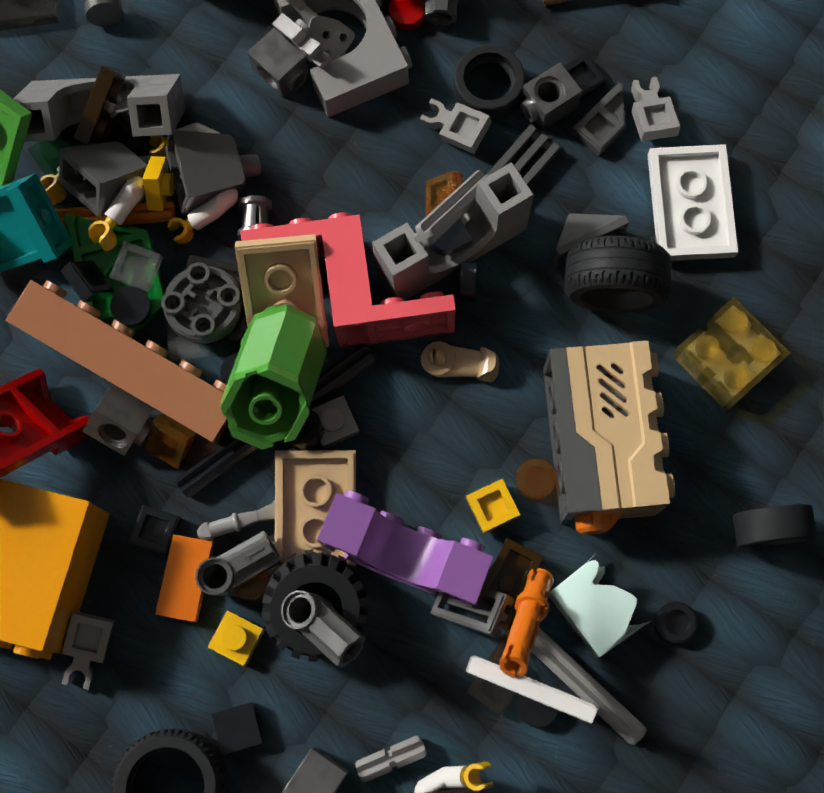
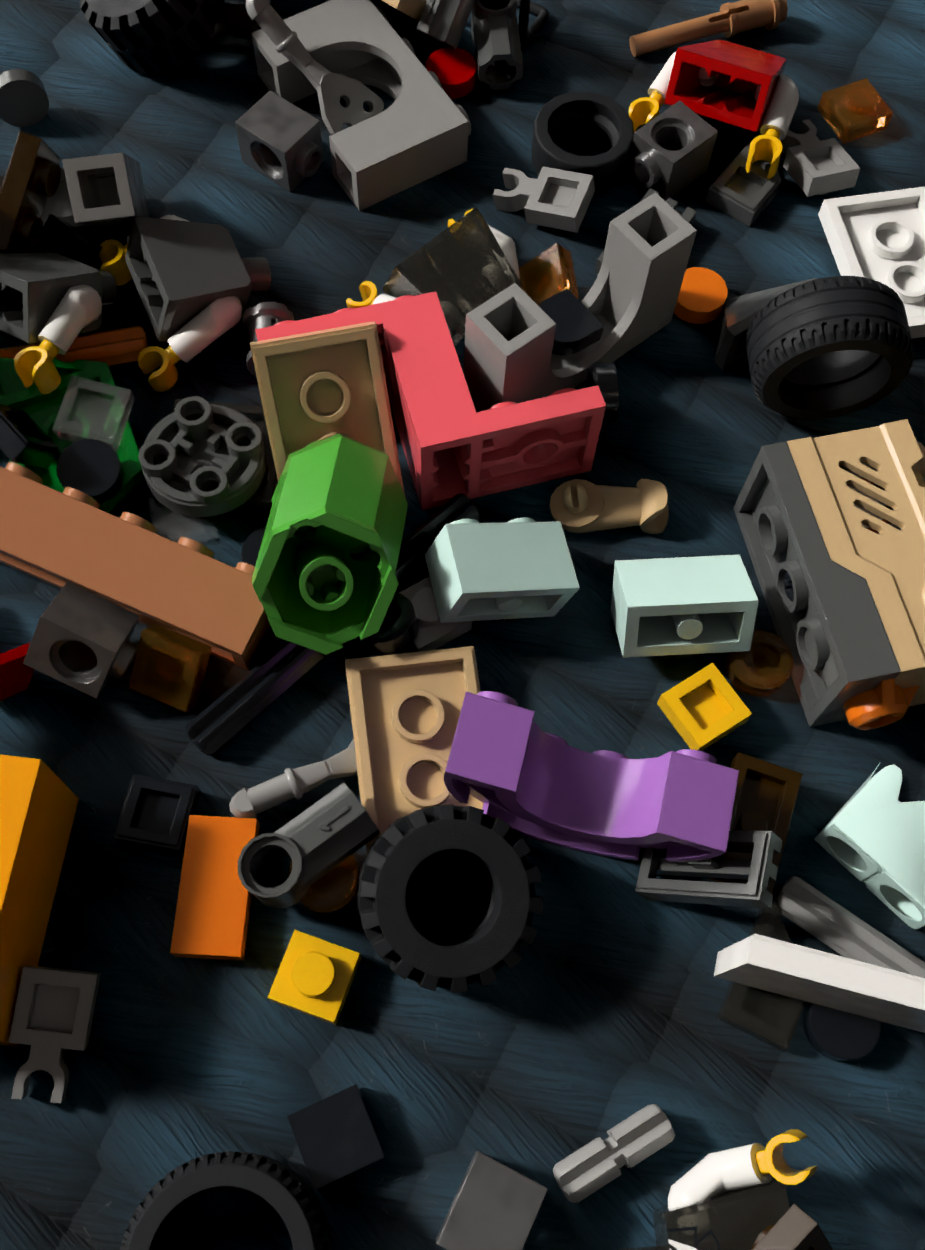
camera: 15 degrees left, 10 degrees down
(157, 183) = (118, 298): yellow plate -> none
(302, 38) = (314, 96): light grey plate -> none
(324, 626) = (476, 923): dark grey piece -> none
(379, 402) = (500, 570): none -> light aqua brick
(382, 191) = (461, 264): none -> clear smoke torso
(448, 211) = (567, 278): light grey axle -> none
(490, 439) = (683, 605): none -> light aqua brick
(531, 609) = (817, 855): orange pin -> none
(549, 211) = (701, 296): none -> orange tile
(599, 51) = (728, 86): none -> red torso
(694, 69) = (855, 110): none -> clear orange plate

